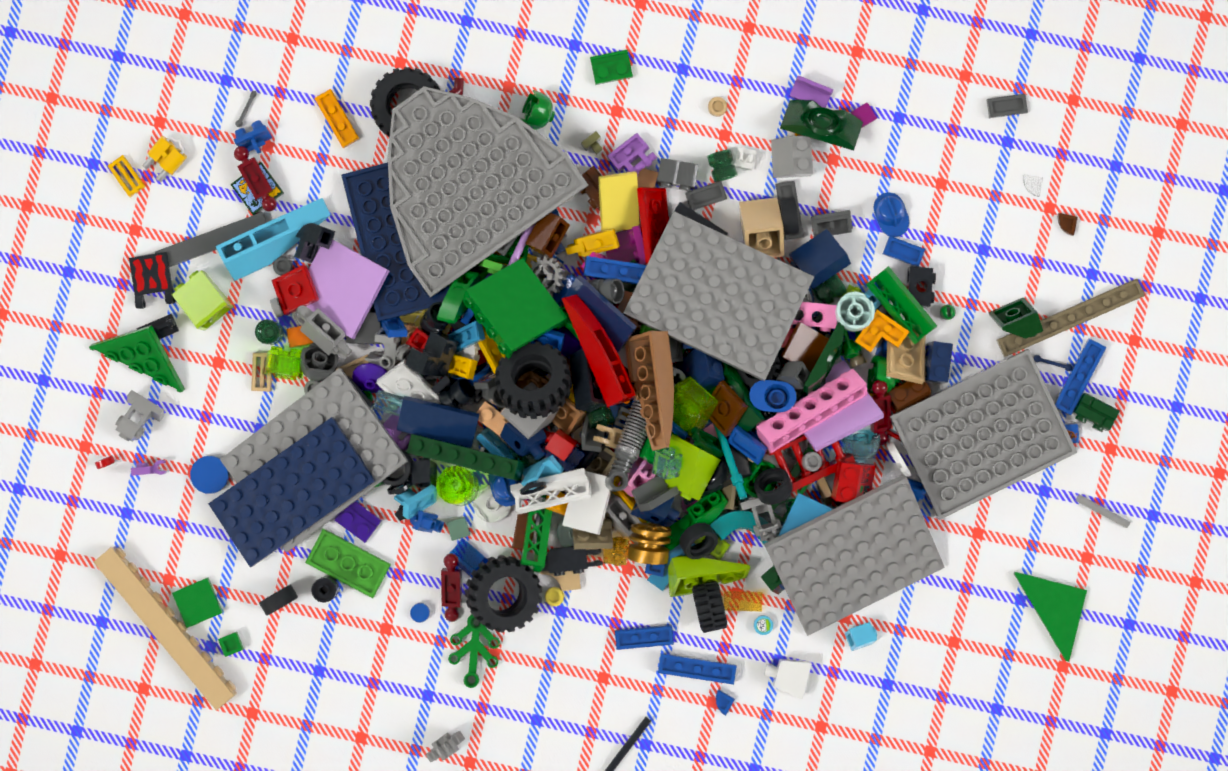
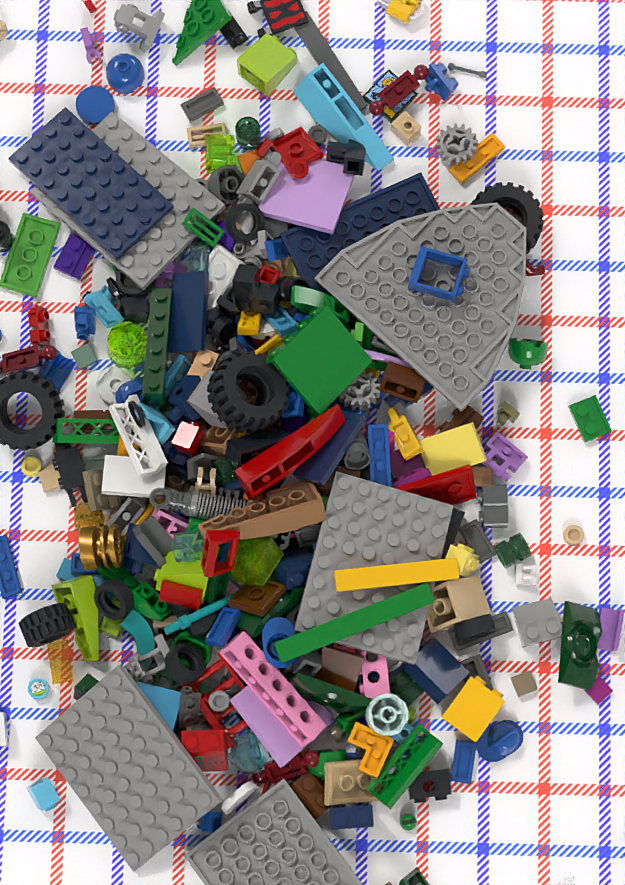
camera: 75 degrees right, 10 degrees down
(183, 439) = (125, 73): none -> blue cylinder
(229, 371) = (202, 104): none -> dark grey tile
(288, 320) = (263, 147): none -> red tile
(294, 179) = (406, 128): none -> tan brick
(317, 128) = (460, 137): none -> light grey gear
(317, 291) = (298, 169): none -> red tile
(347, 404) = (204, 238): none -> green tile
(354, 362) = (230, 221): none -> black tyre
(430, 566) = (39, 317): none -> red hinge
(456, 154) = (441, 257): none -> blue window
(672, 437) = (212, 540): none -> red tile
(710, 478) = (181, 595): none -> red tile
(724, 214) = (466, 560): none -> light yellow brick
(731, 277) = (396, 574): none -> yellow tile
(769, 324) = (353, 623): none -> green tile
(812, 489) = (189, 707): none -> dark grey hinge
(844, 181) = (523, 683): none -> dark tan tile
(862, 232) = (474, 708): none -> yellow slope

